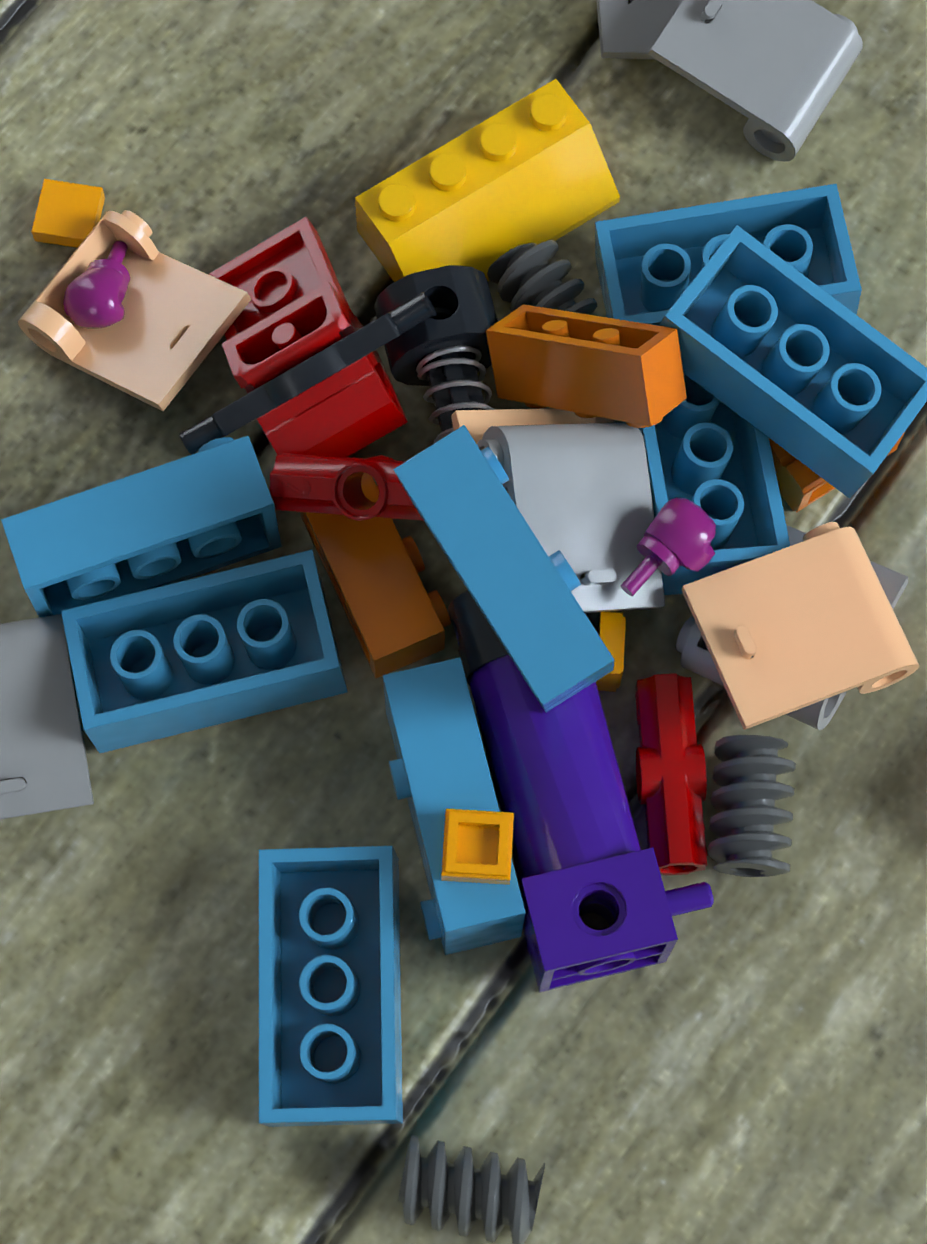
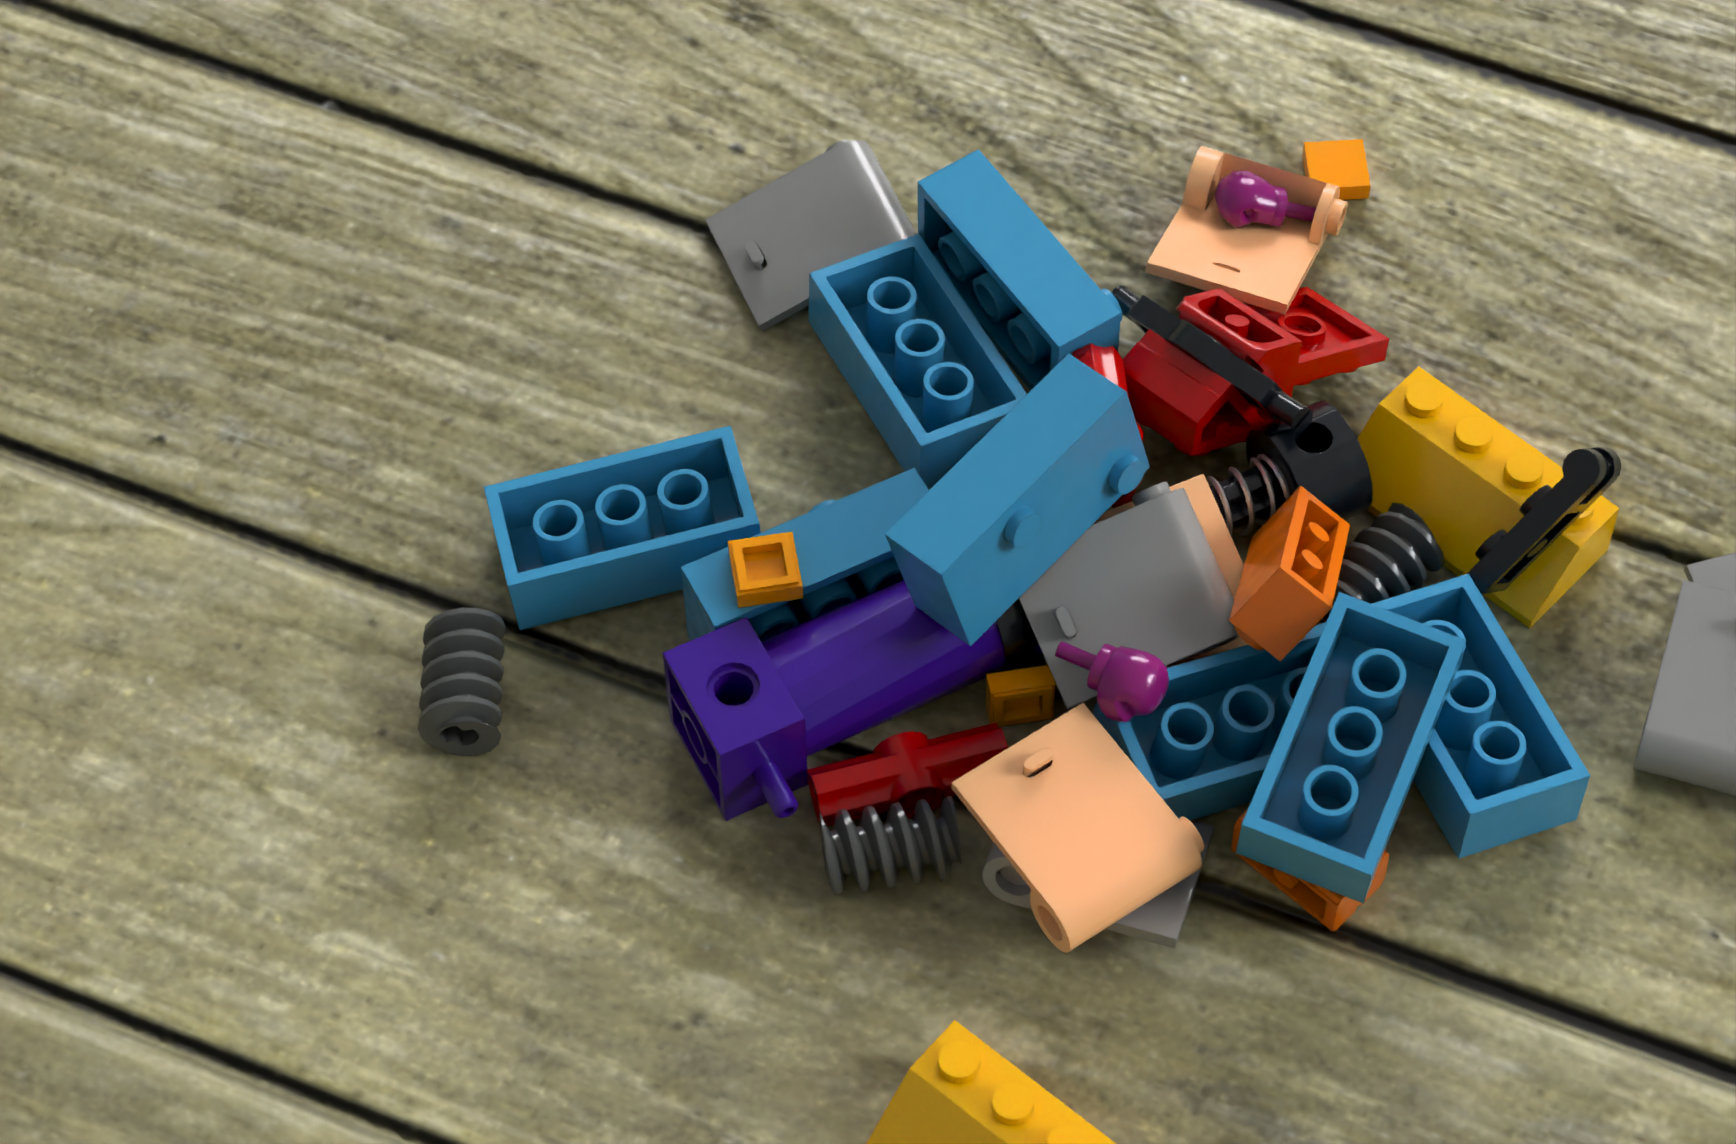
camera: 80 degrees right, 15 degrees down
(571, 136) = (1545, 518): none -> black plate

